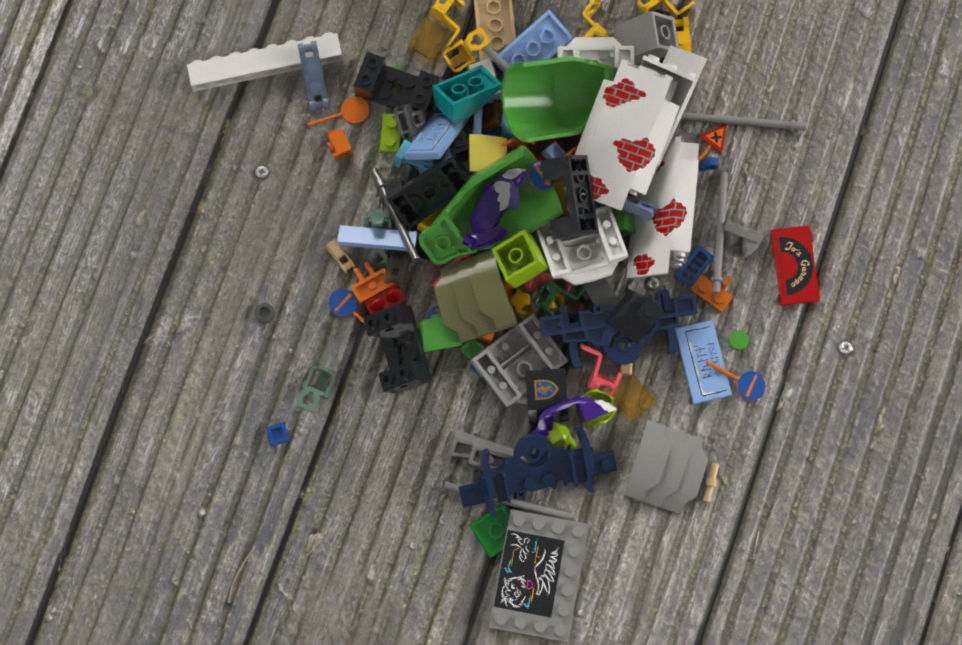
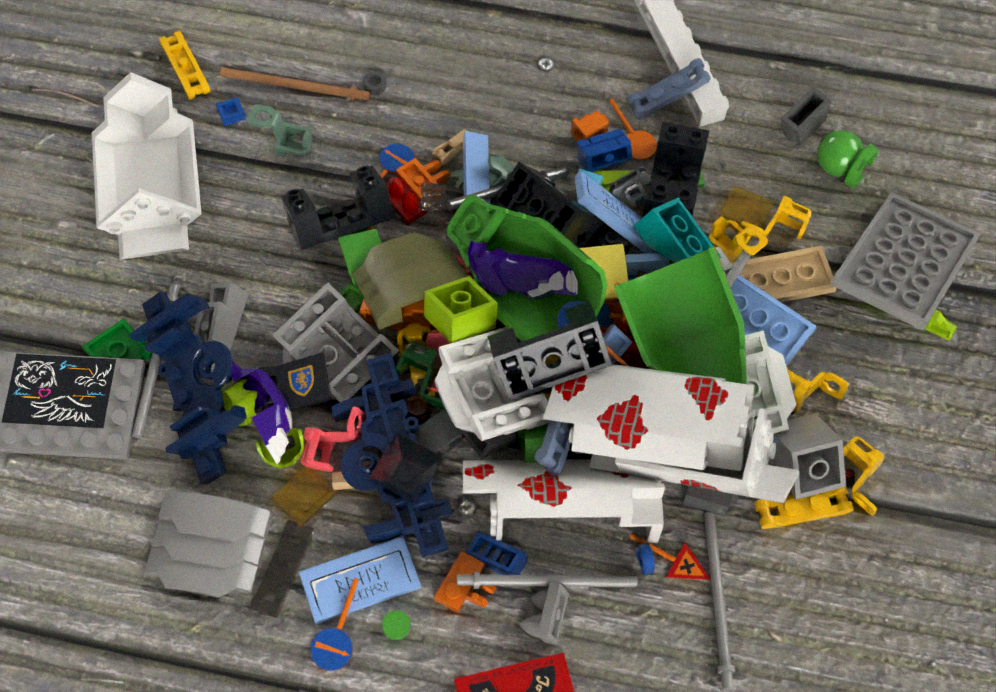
camera: 80 degrees right, 15 degrees down
(224, 470) = (184, 64): none -> yellow plate
(273, 332) = (351, 93): none -> medium nougat bar
(336, 503) = (145, 170): none -> white panel
(363, 137) = (604, 150): none -> blue brick
(688, 415) = (282, 569): none -> clear smoke plate
(711, 482) = (188, 607): tan bar -> none

